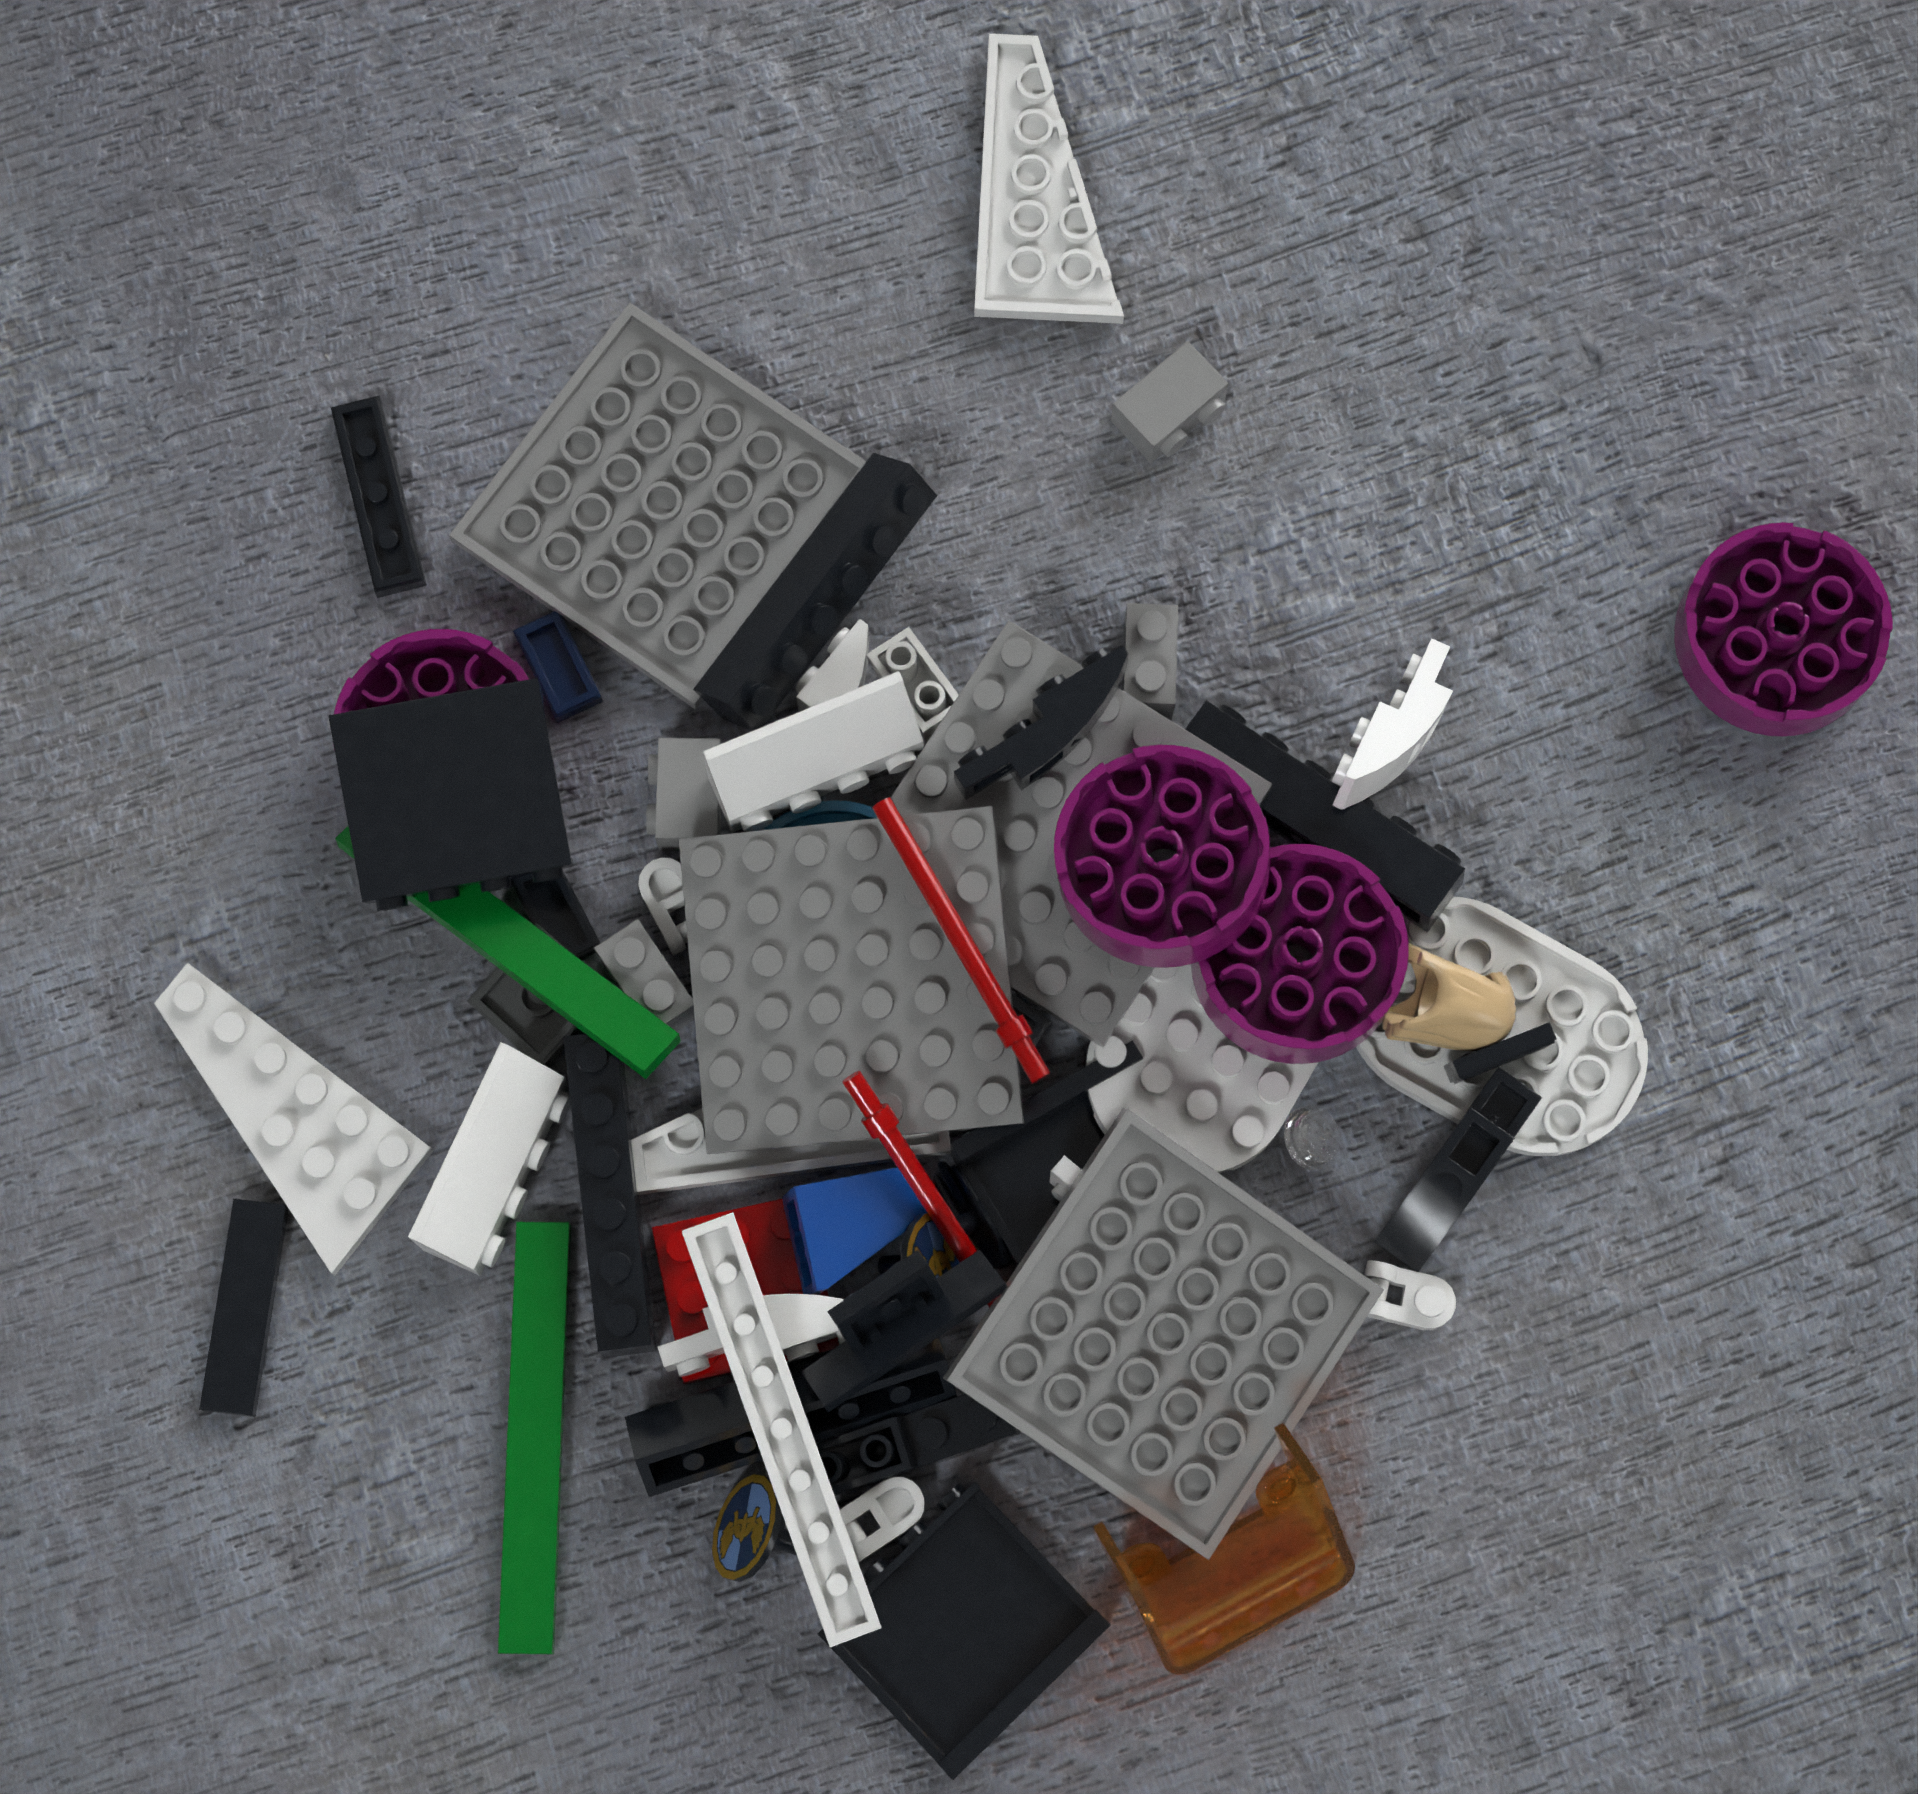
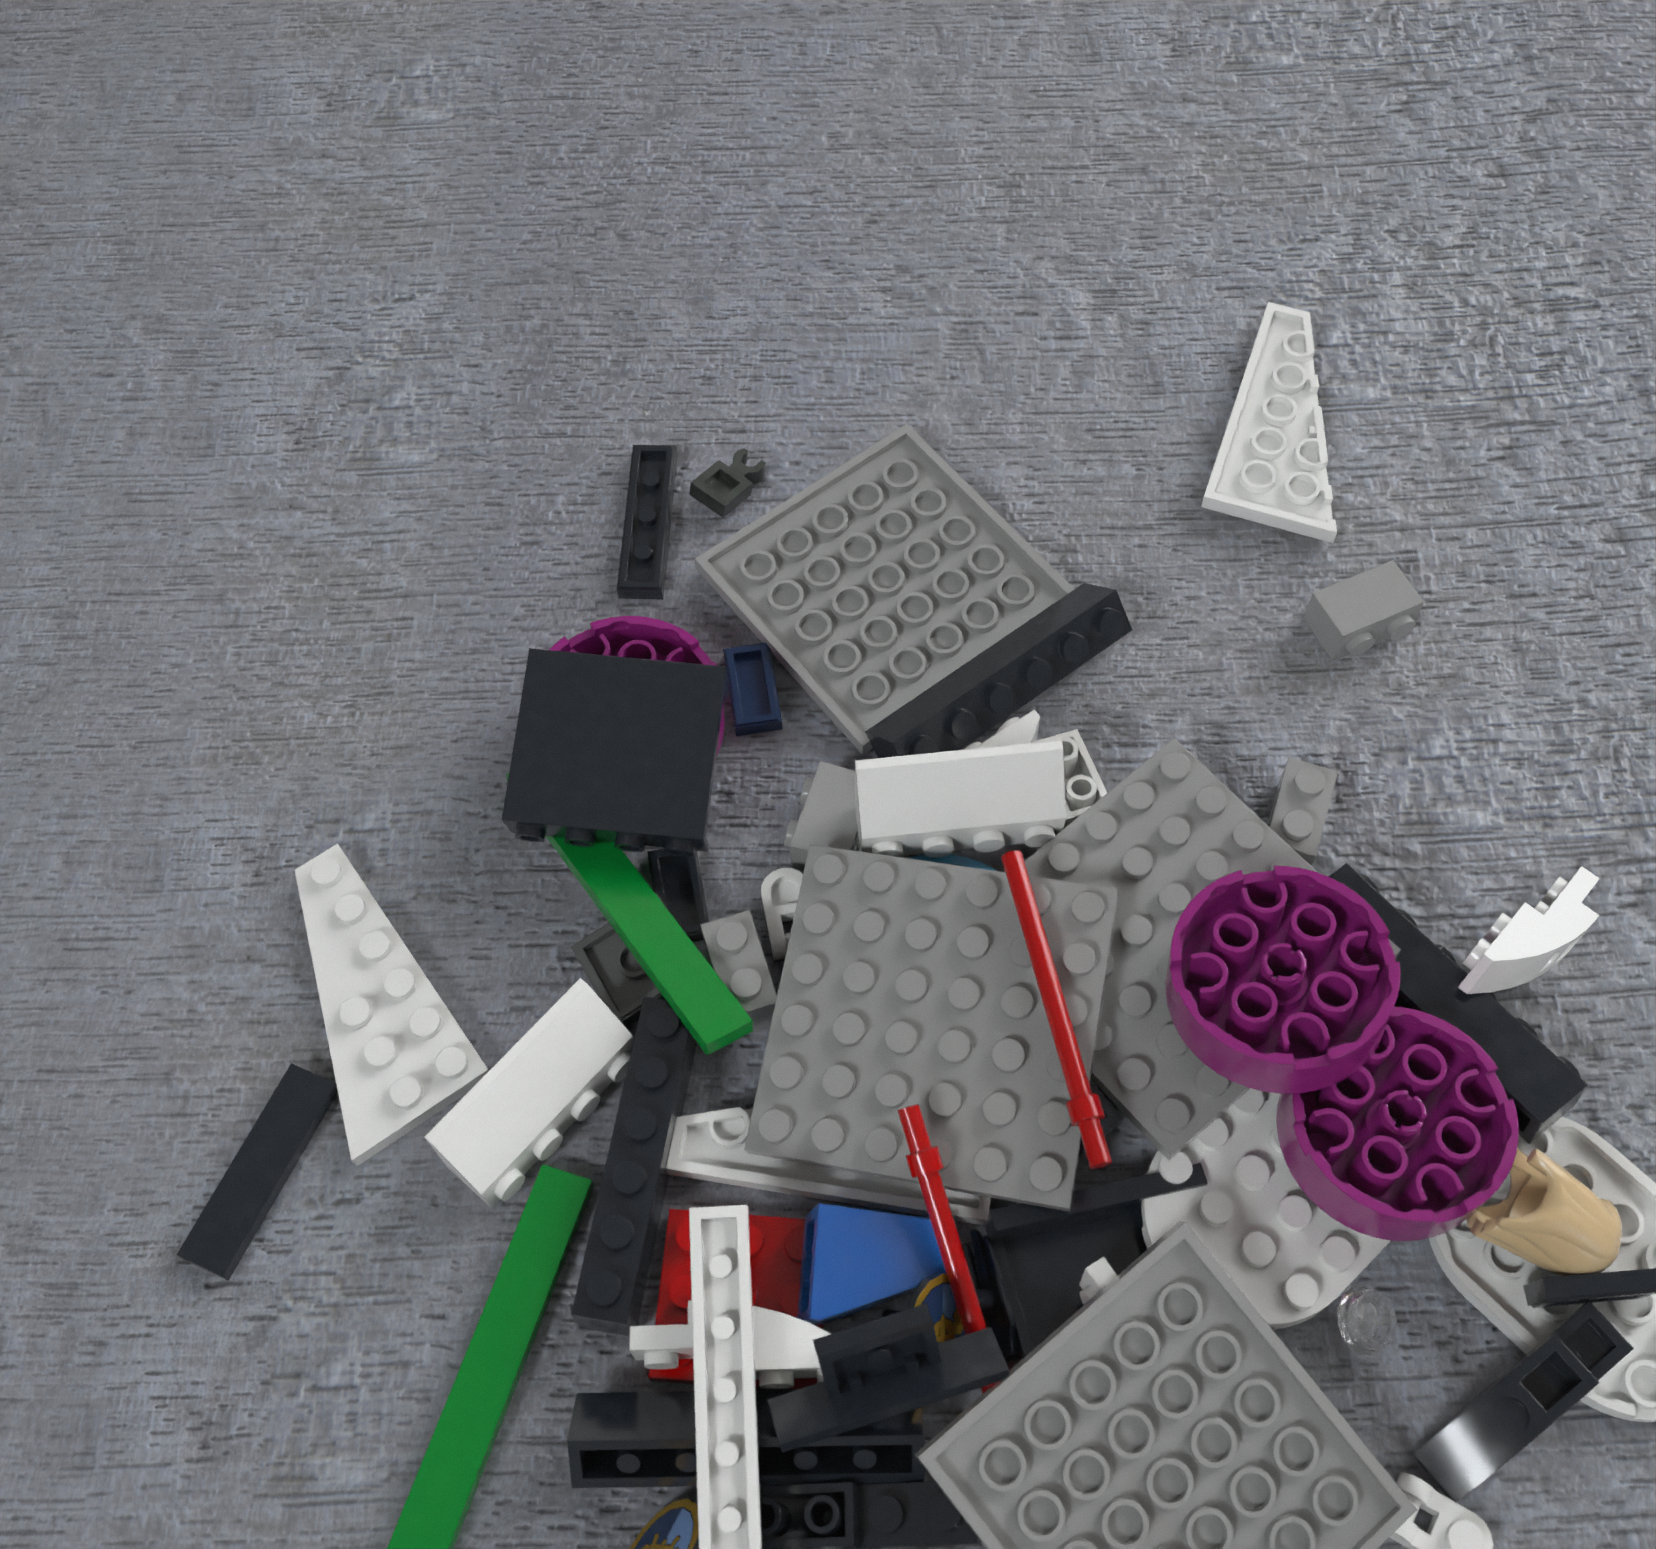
camera: 20 degrees right, 15 degrees down
(452, 433) = (726, 486): none -> pearl dark grey plate
(1065, 716) = (1207, 830): black slope -> none

